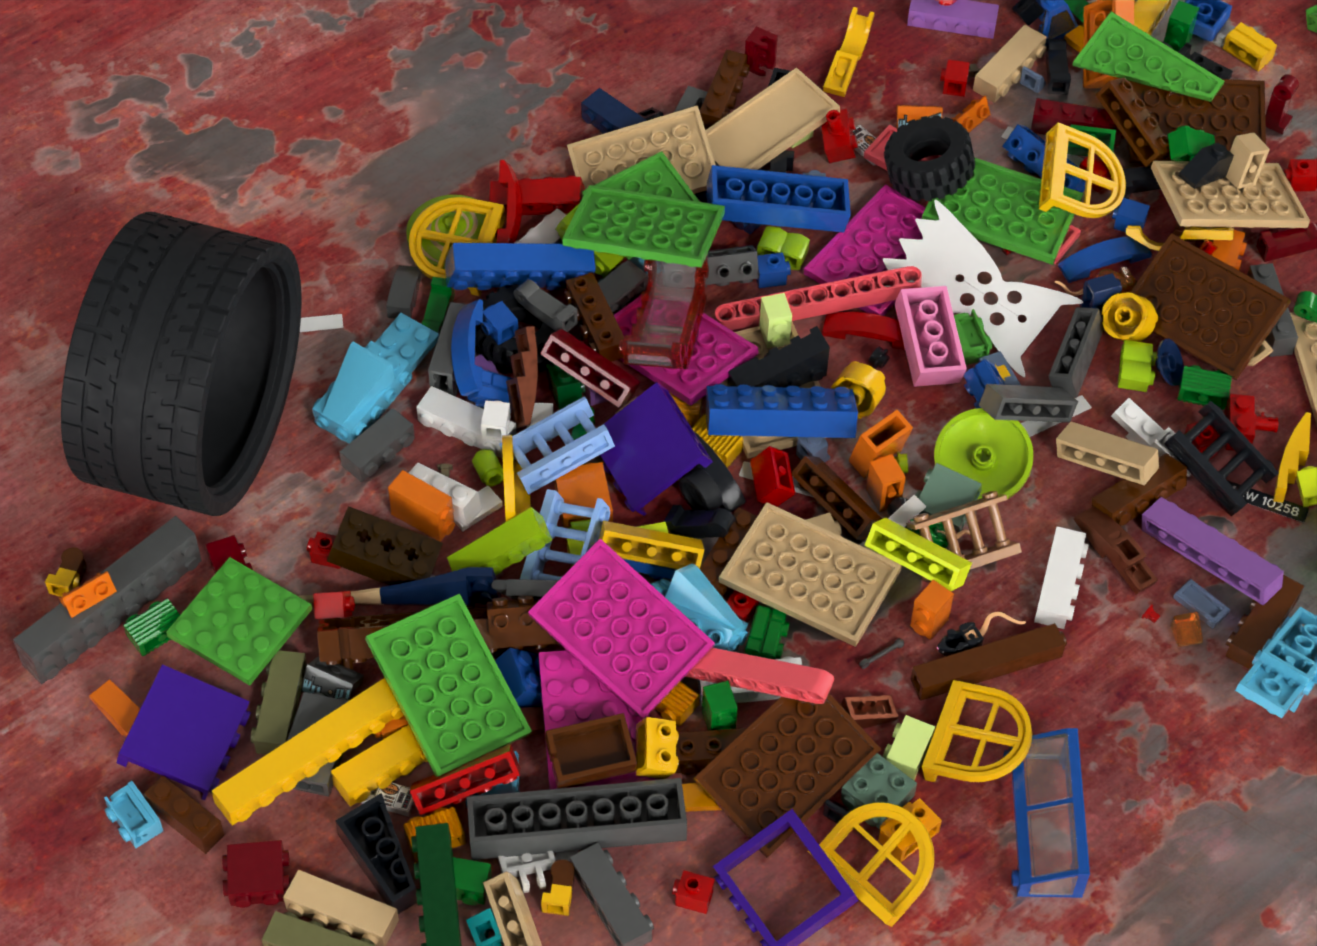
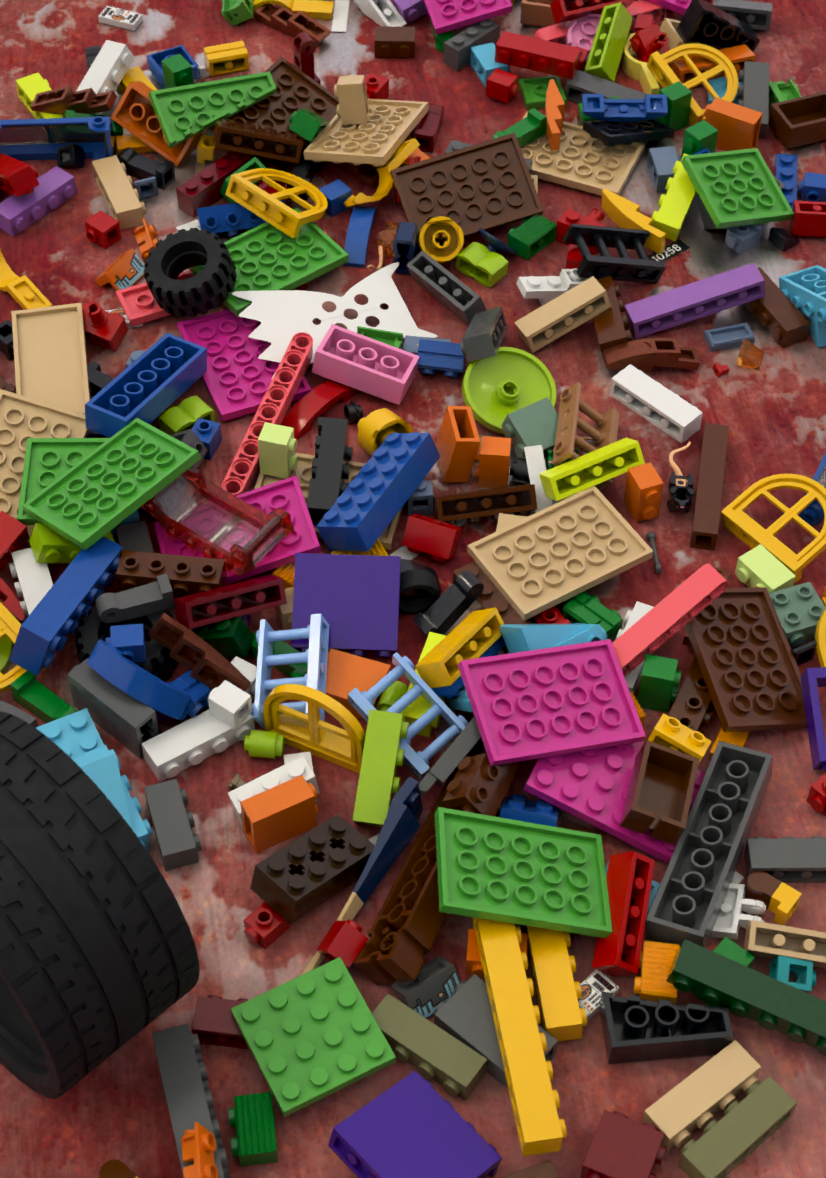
camera: 60 degrees left, 5 degrees down
(1207, 166) = (338, 122): black slope -> none

